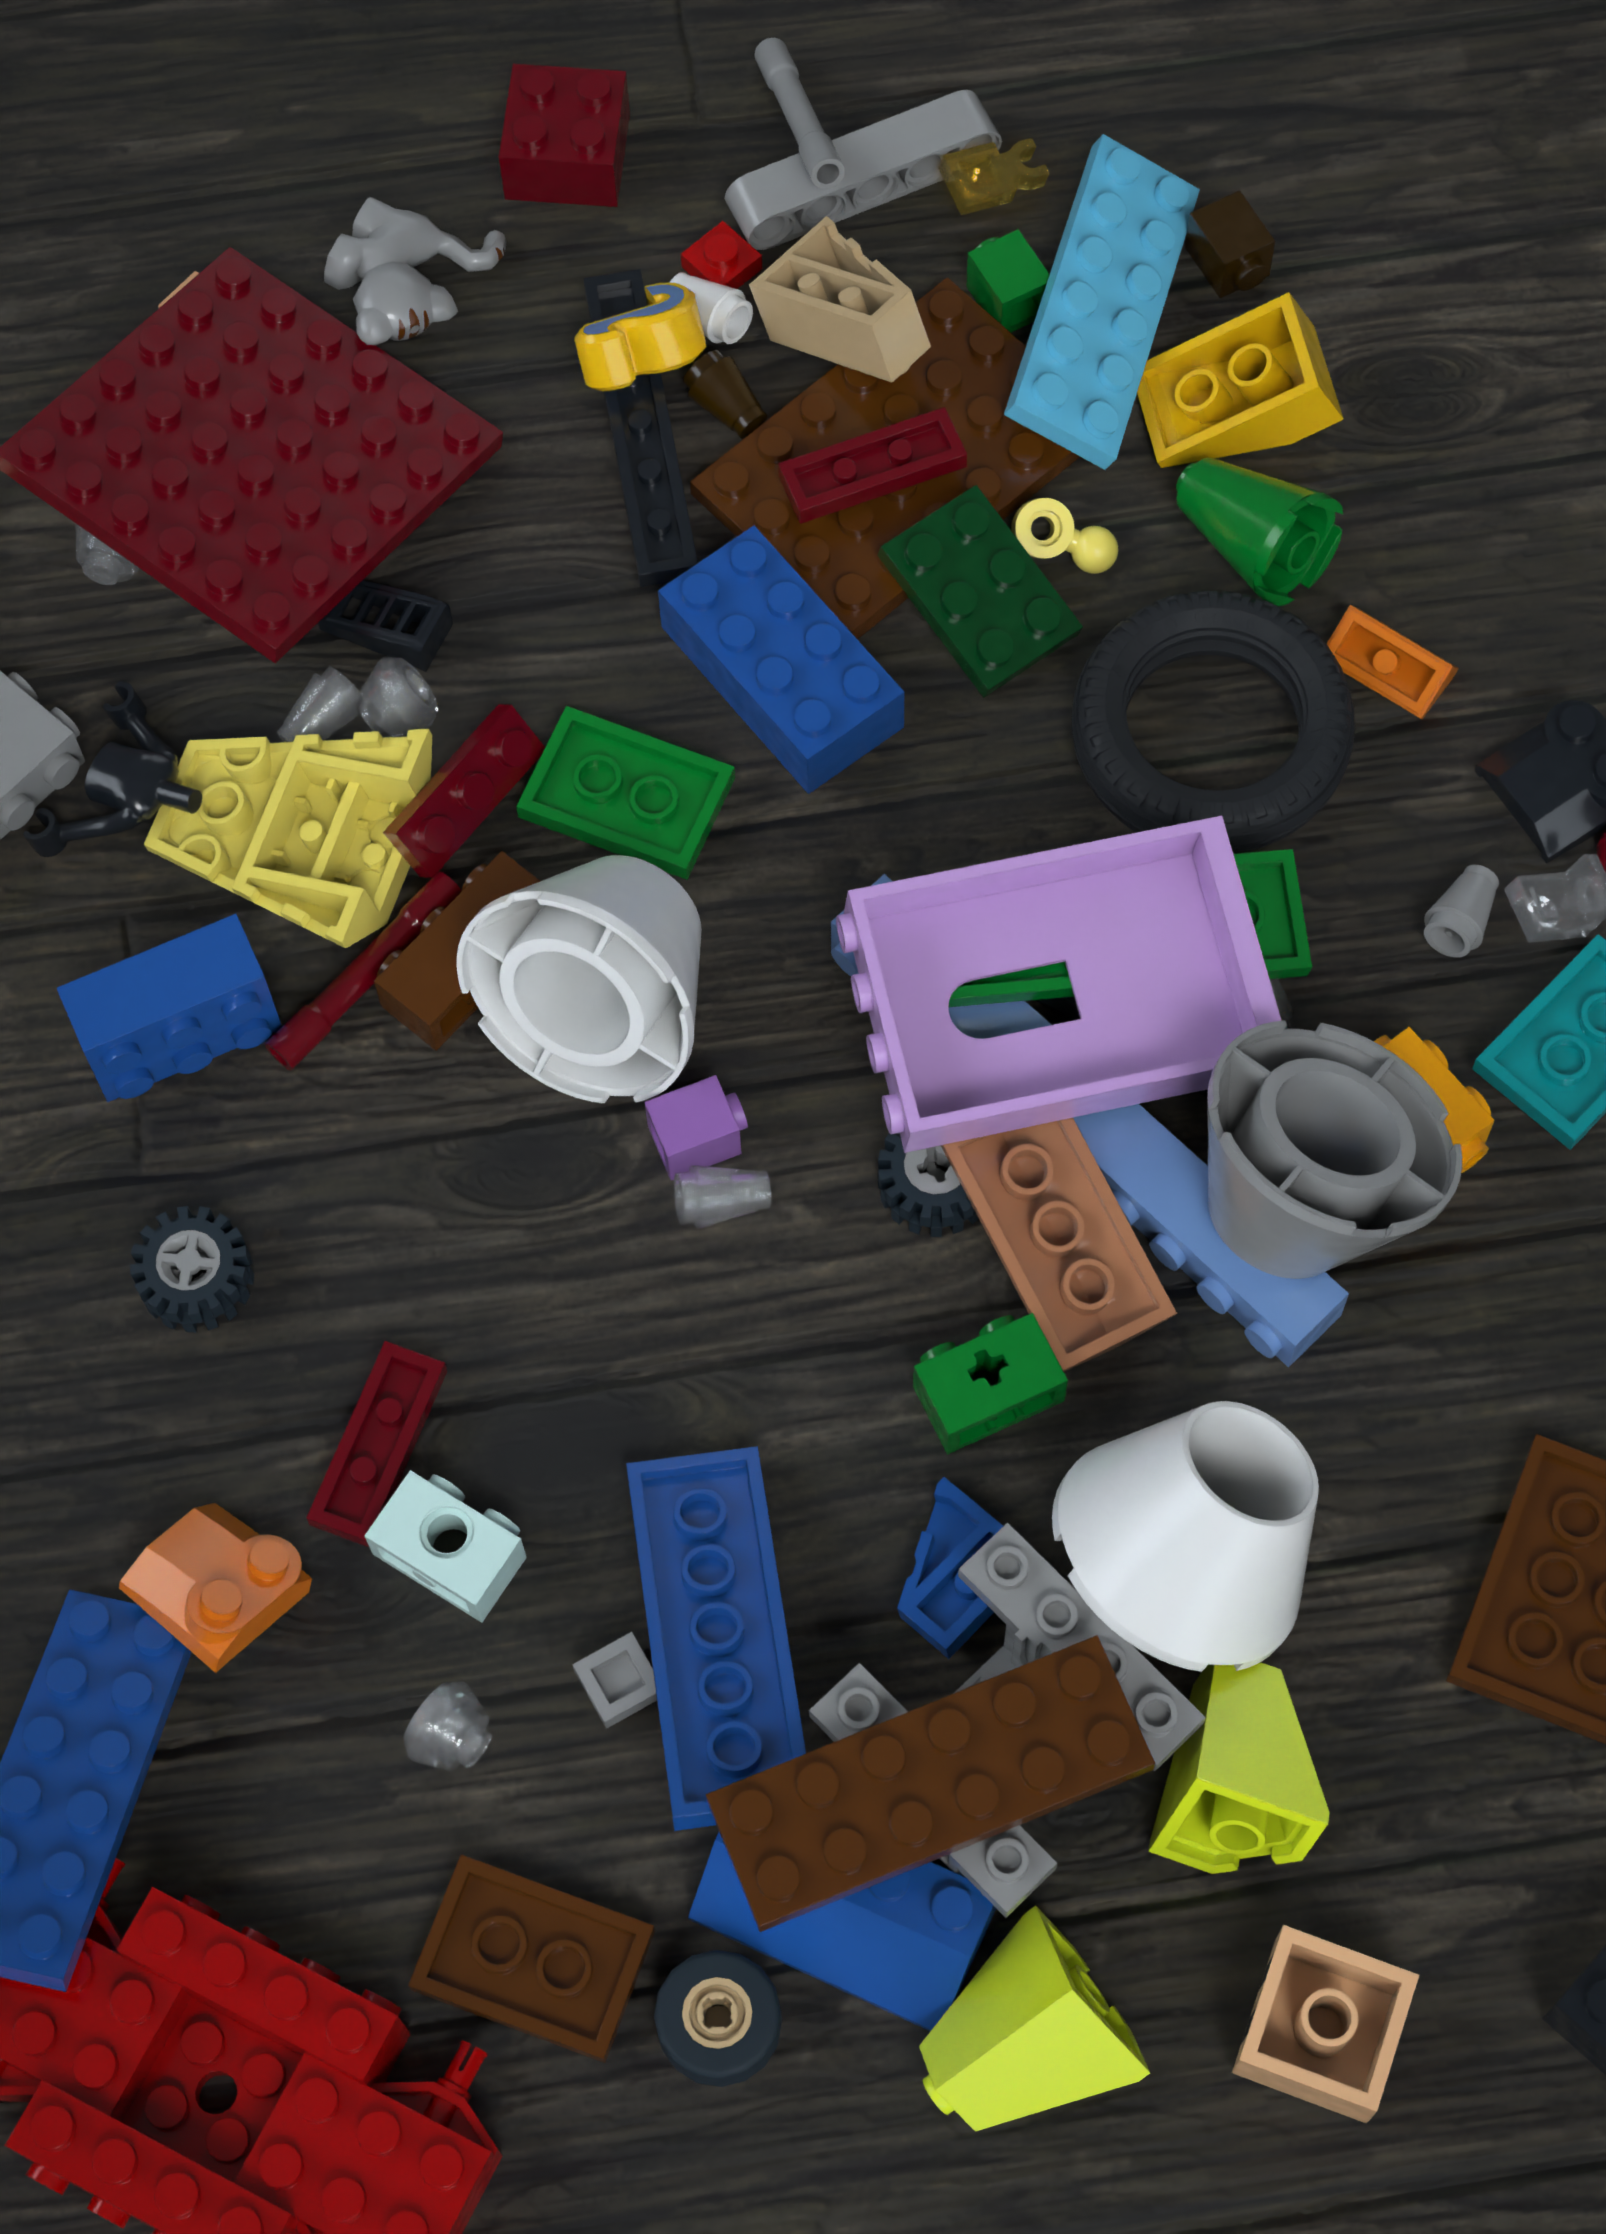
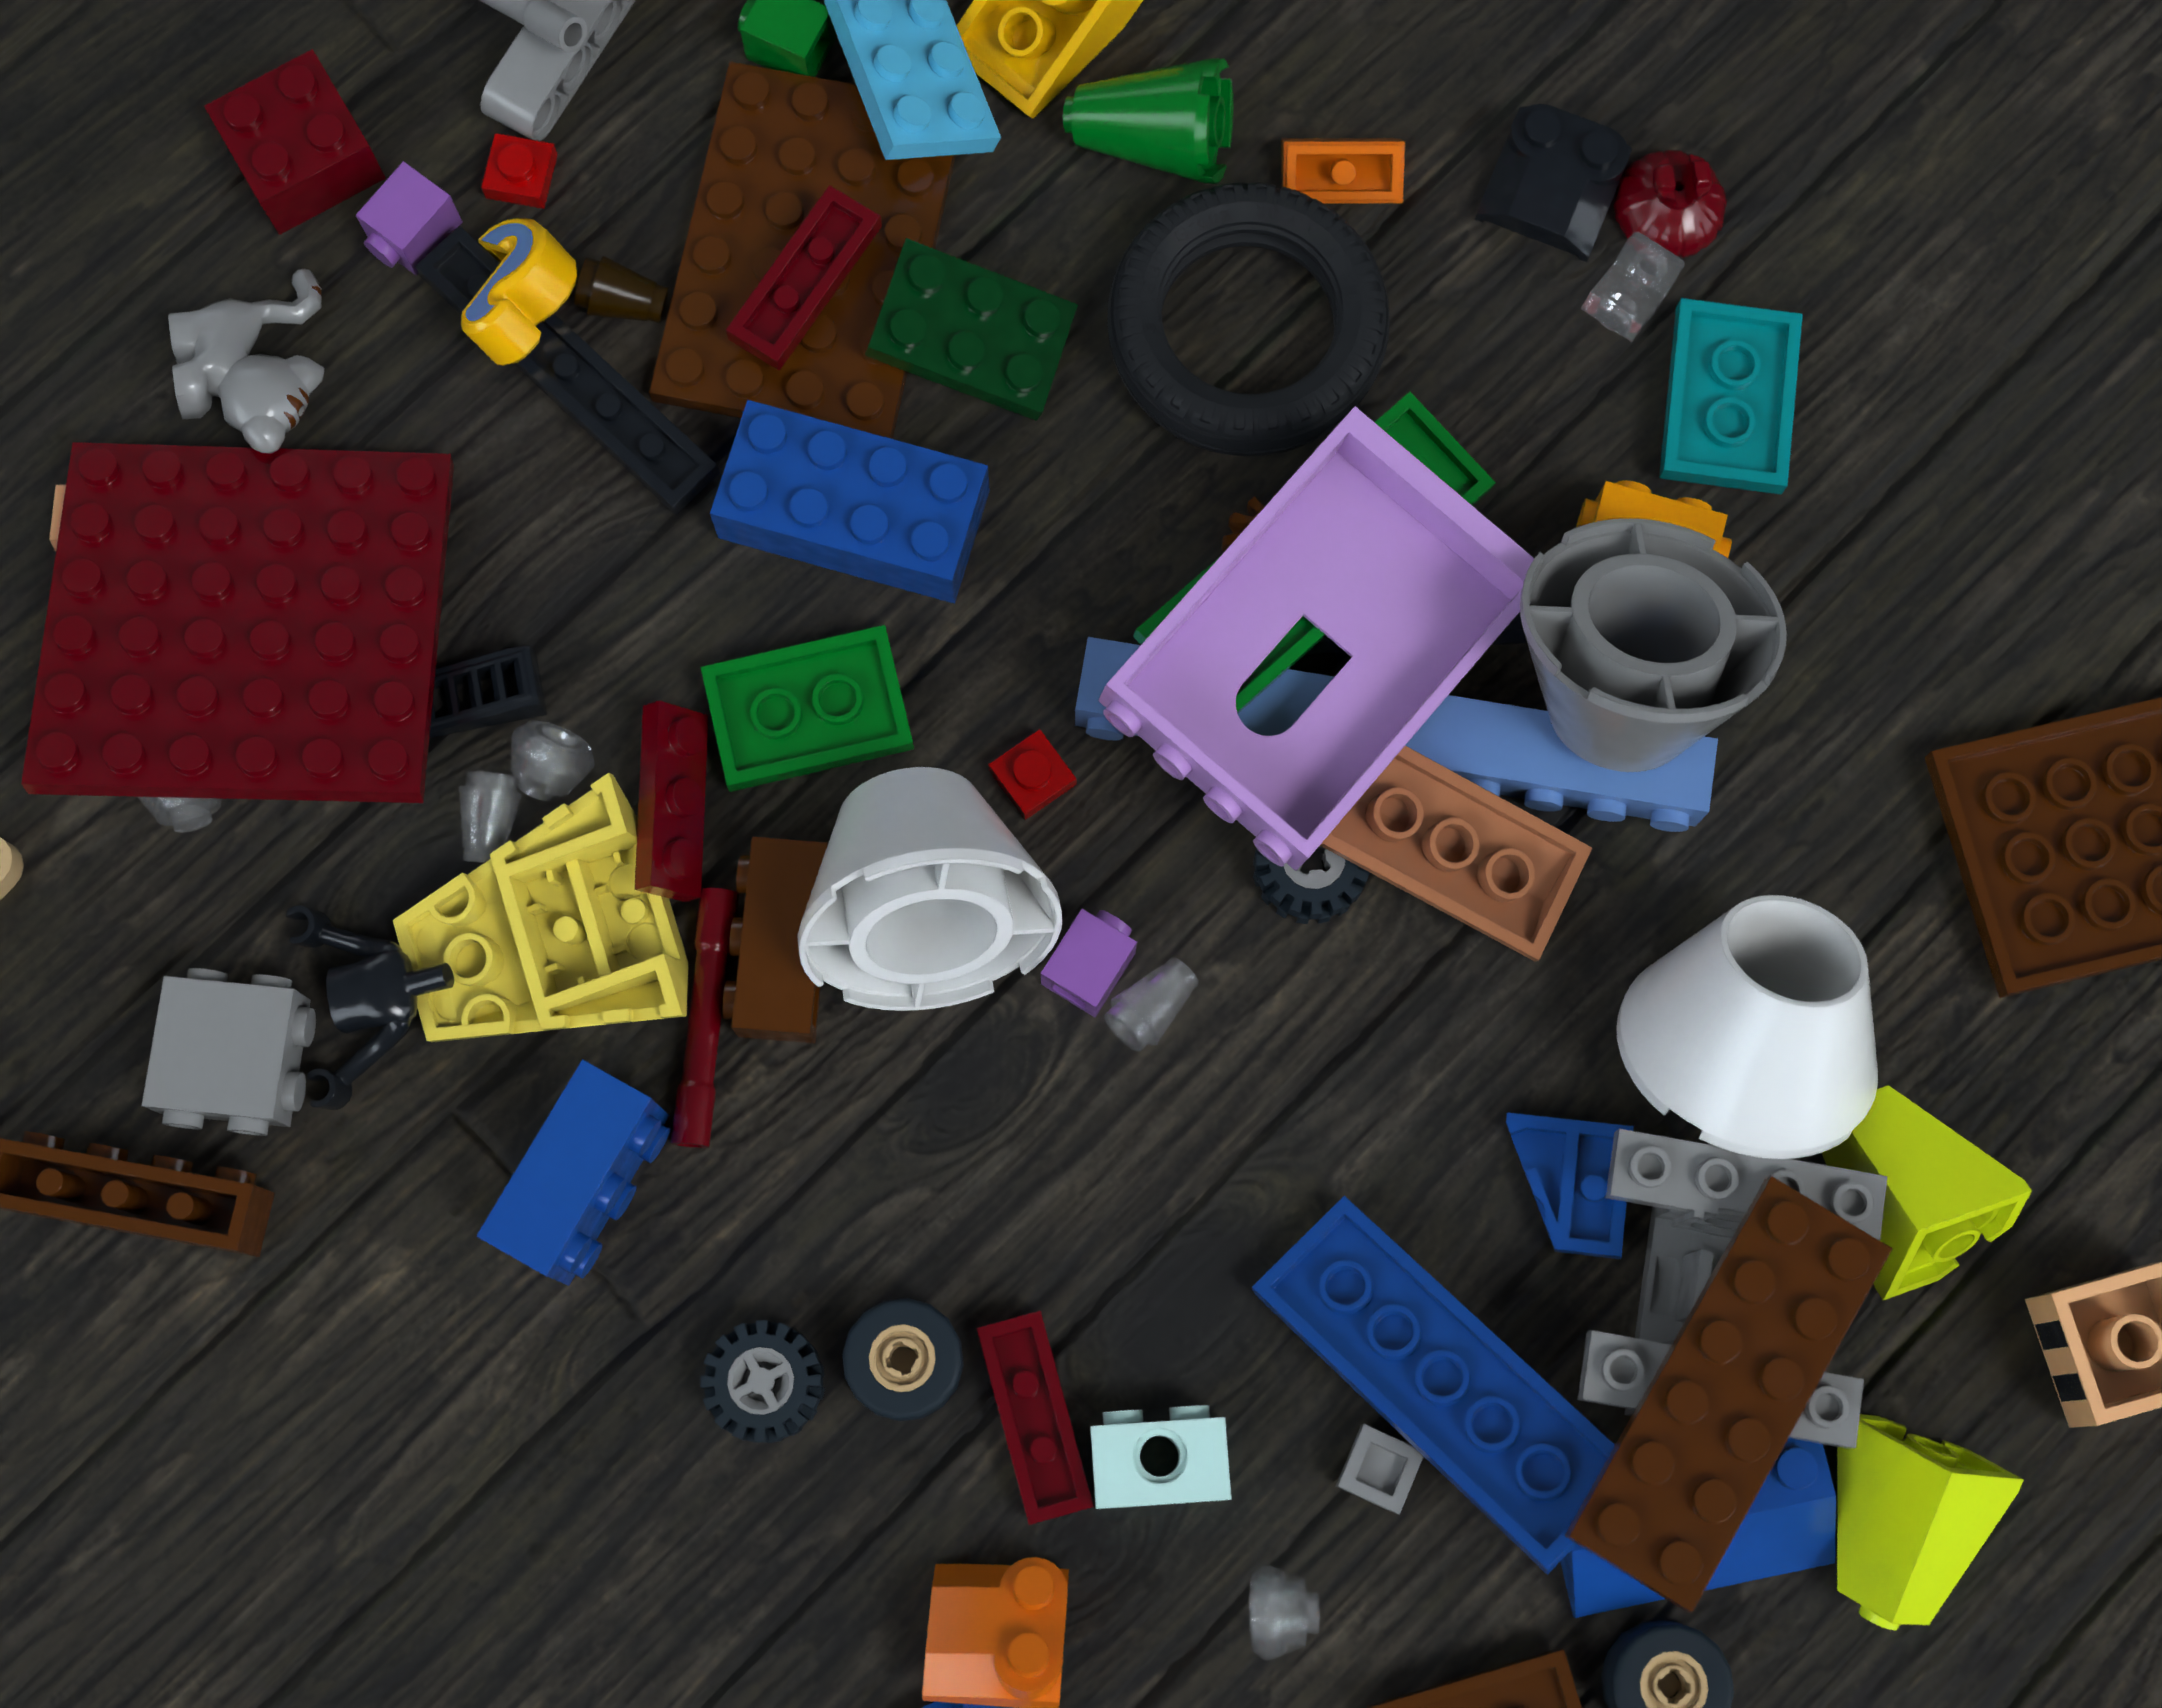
camera: 40 degrees left, 10 degrees up
(321, 1347) = (916, 1377): none -> black wheel
(605, 239) = (407, 218): none -> medium lavender brick
(722, 309) = (559, 212): white cone -> none
(765, 960) = (1032, 774): none -> red plate
(840, 306) = (670, 148): tan wedge -> none
(971, 1409) = (1514, 984): green brick -> none
(1091, 548) = (1030, 229): light yellow plate -> none
(1462, 912) = (1561, 351): light grey cone -> none

